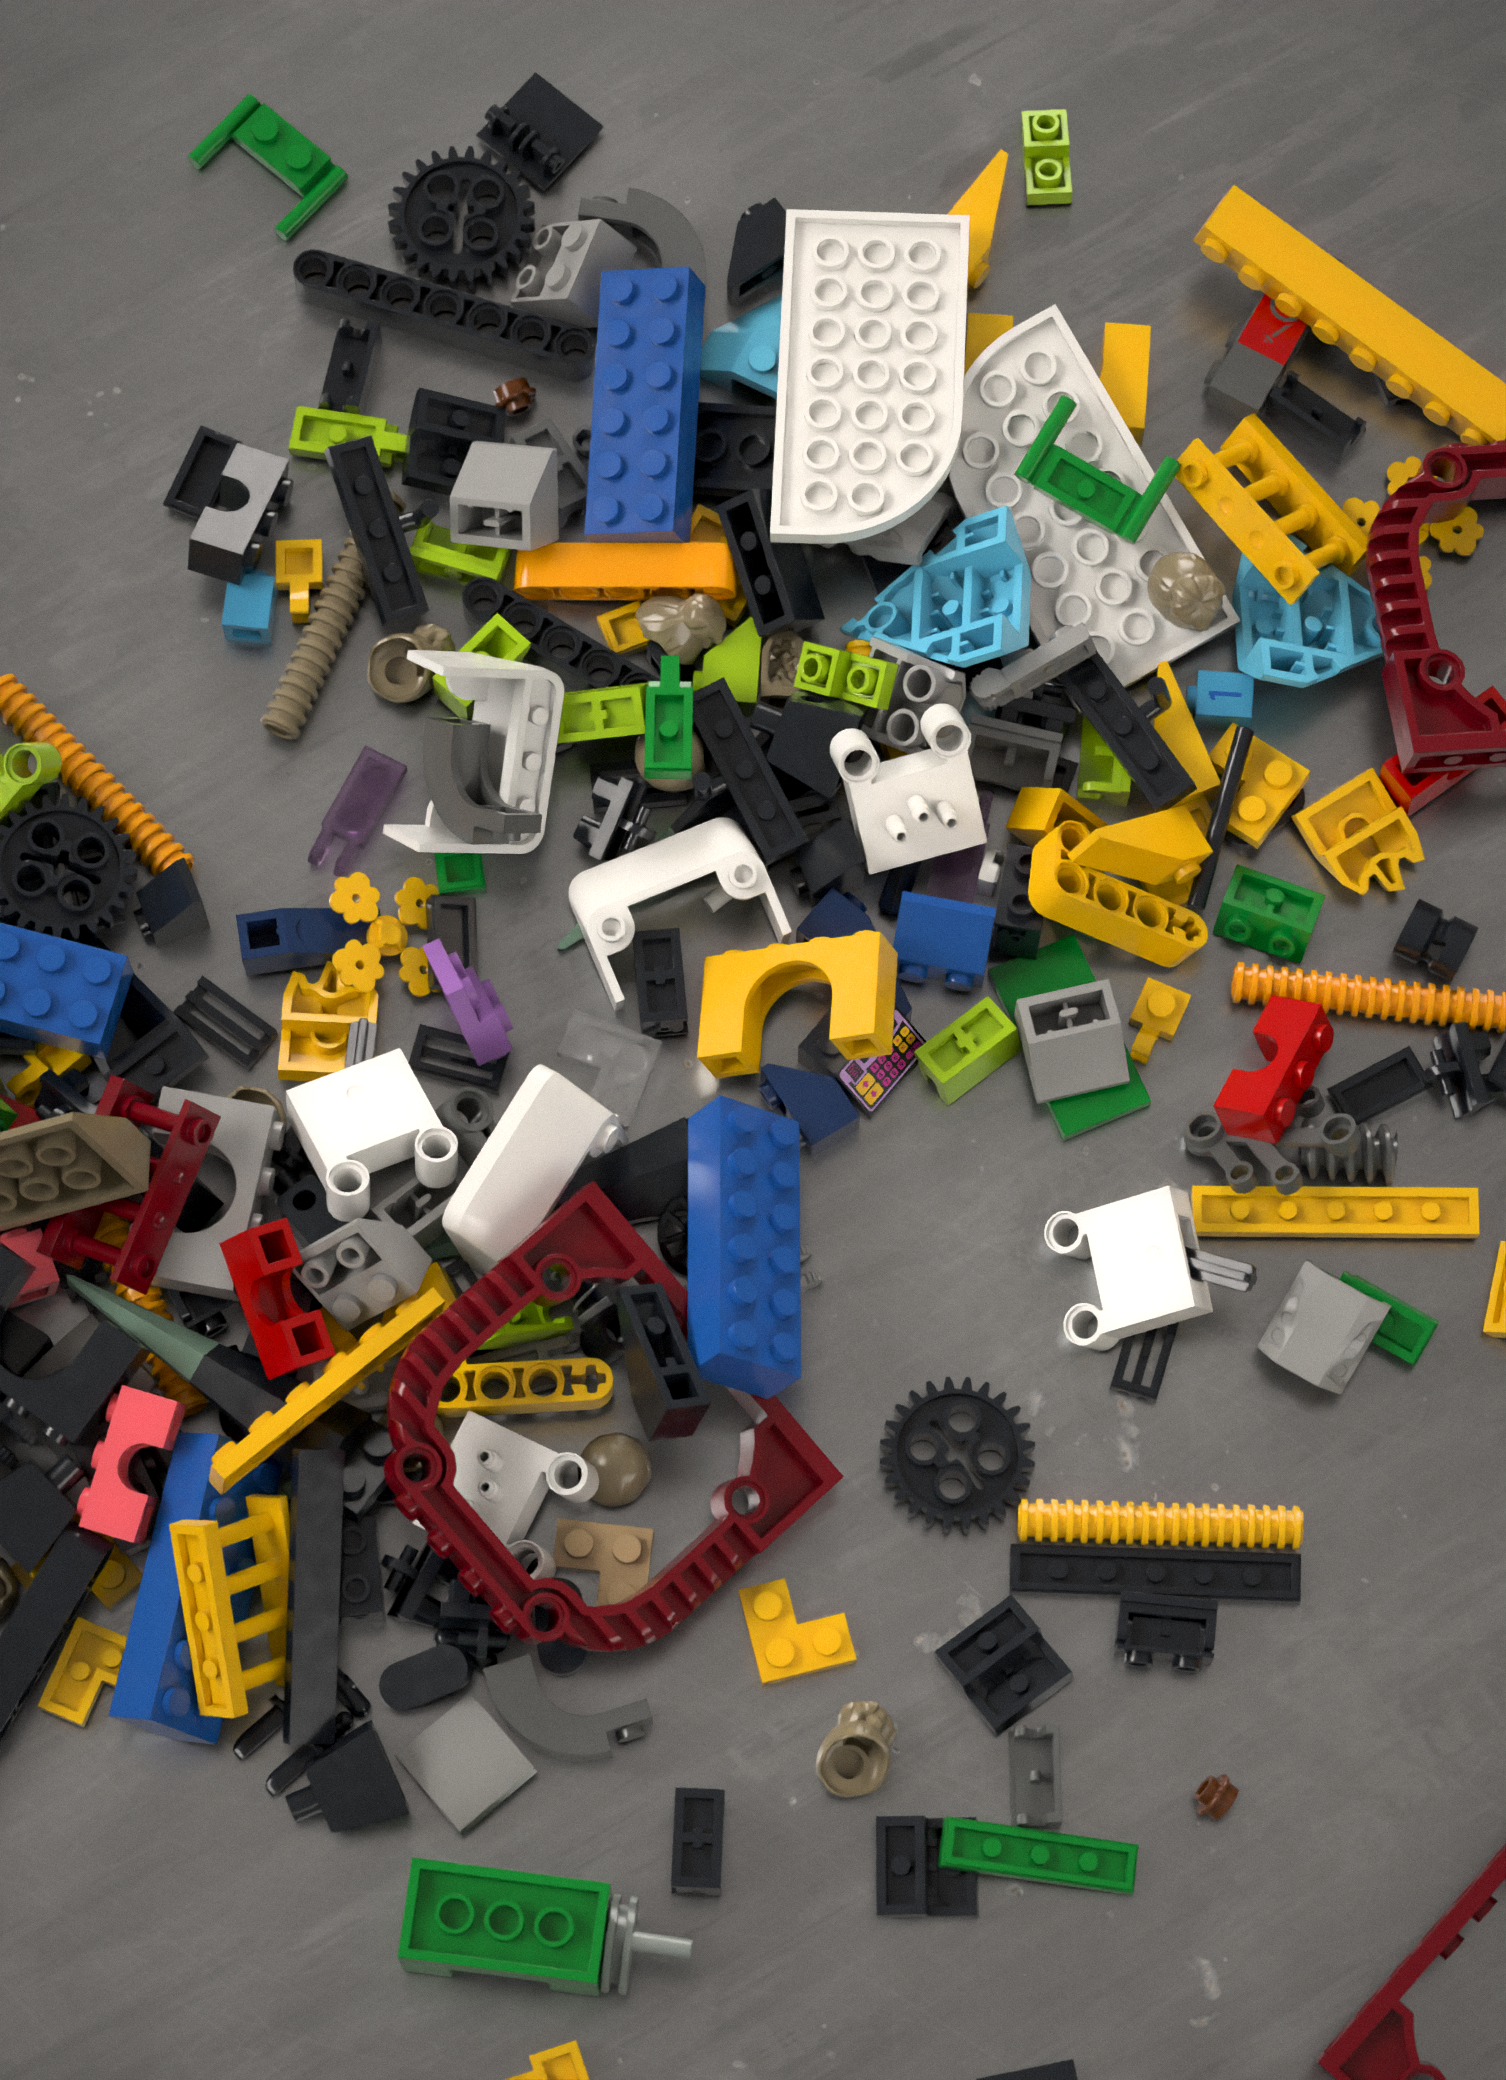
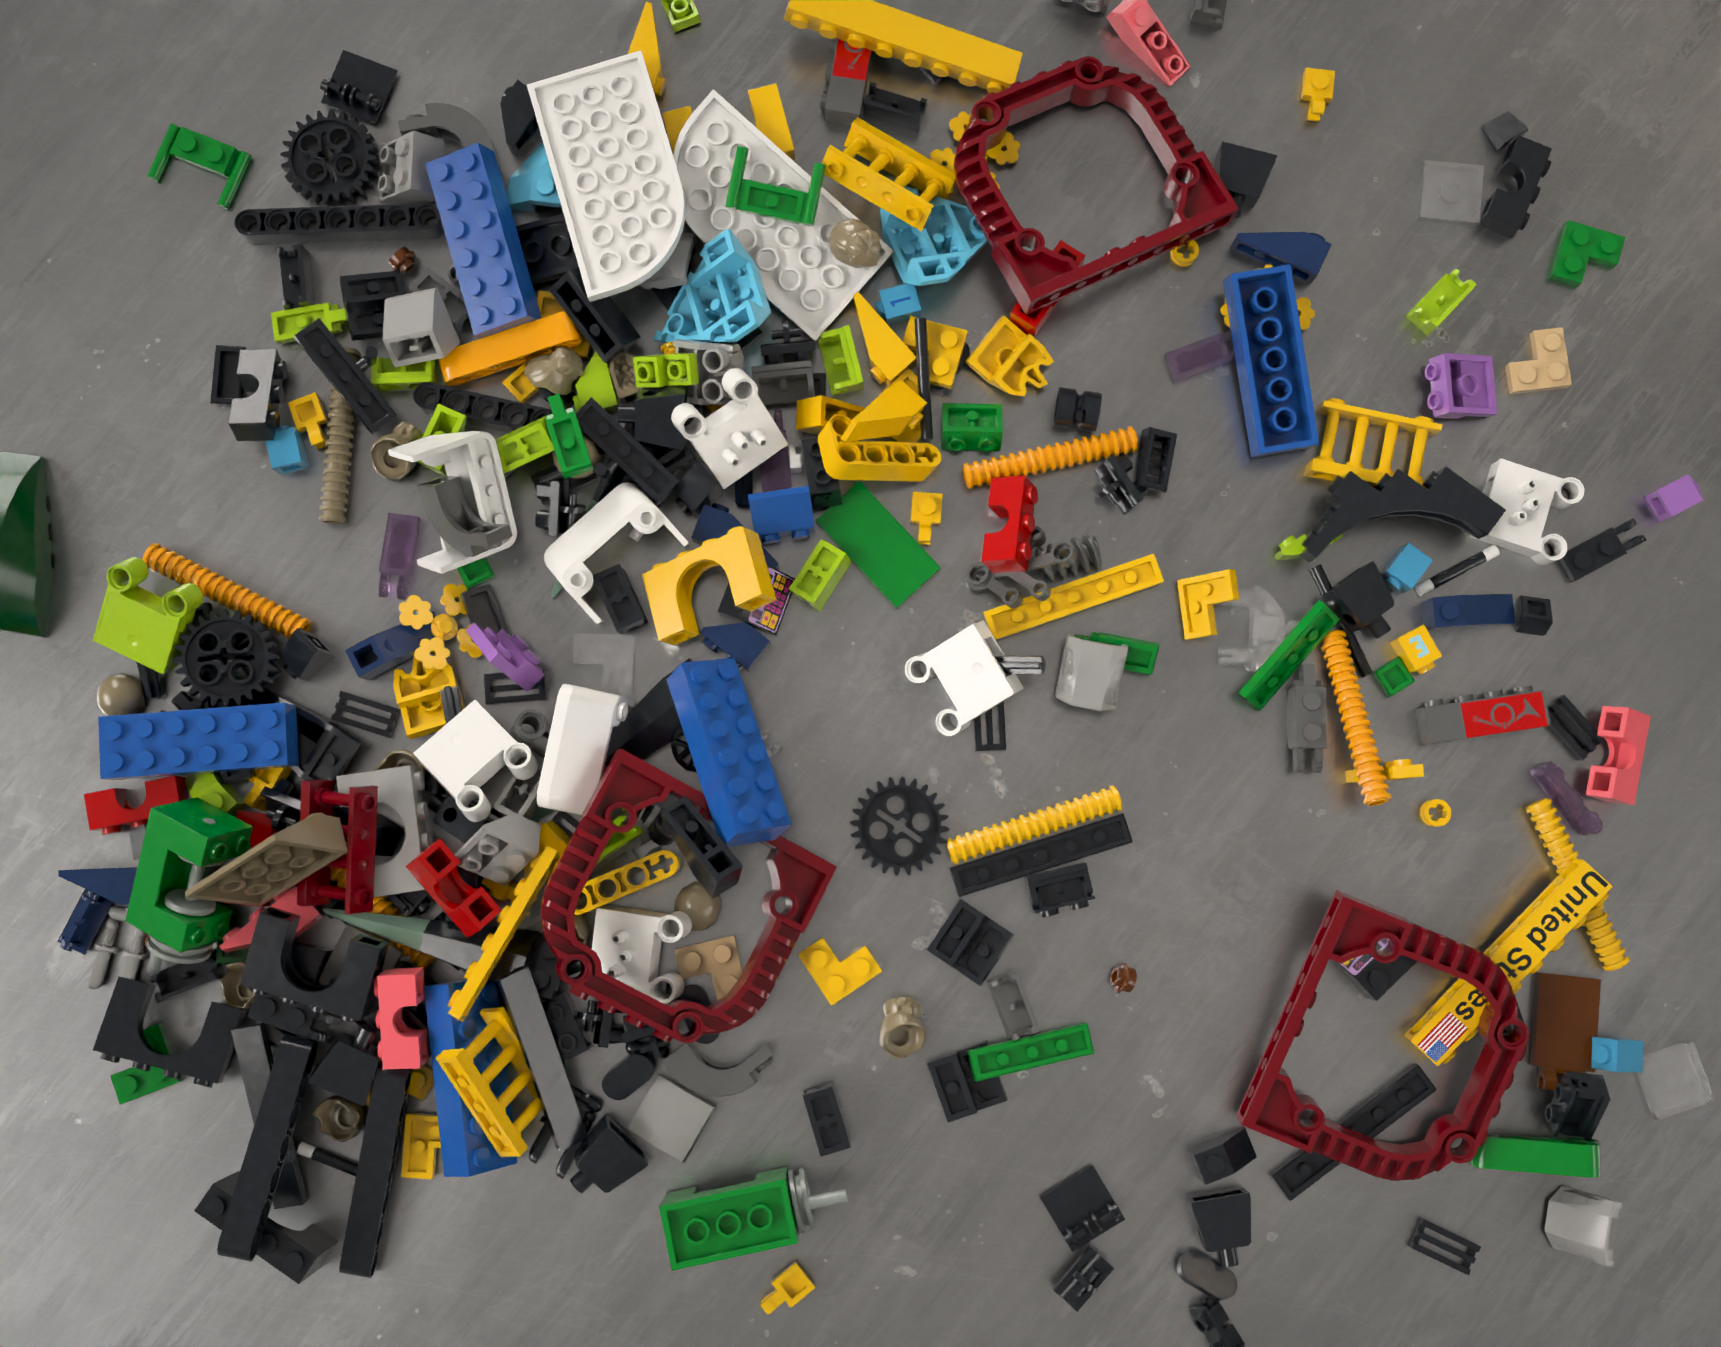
camera: 20 degrees left, 10 degrees up
(1033, 667) = (778, 325): light grey hinge -> none
(1072, 1041) = (882, 549): light grey slope -> none
(1128, 729) = (848, 342): black plate -> none
(1380, 1086) = (1073, 511): black tile -> none

